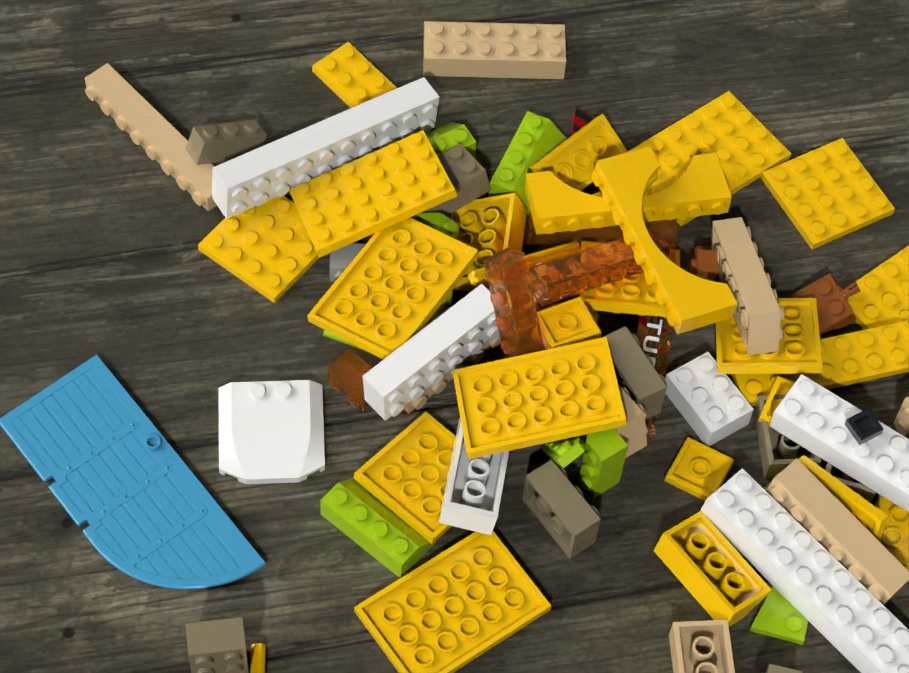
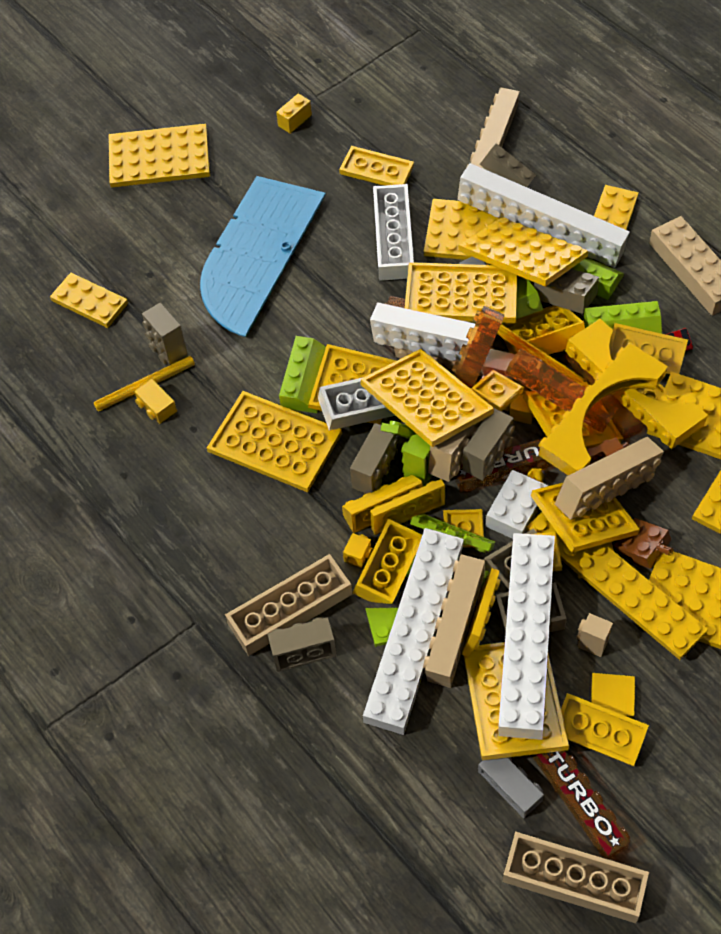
camera: 70 degrees right, 0 degrees up
(98, 277) = (376, 167): none -> yellow plate
(225, 311) = (393, 231): none -> white brick
(271, 431) = (334, 297): white wedge -> none
(621, 531) = (358, 511): none -> yellow slope
(649, 504) = (405, 507): none -> yellow plate
(670, 593) = (357, 550): none -> yellow brick
(678, 358) = (536, 474): none -> yellow plate
(702, 486) = (481, 544): none -> lime wing
(864, 426) = (533, 586): black plate -> none

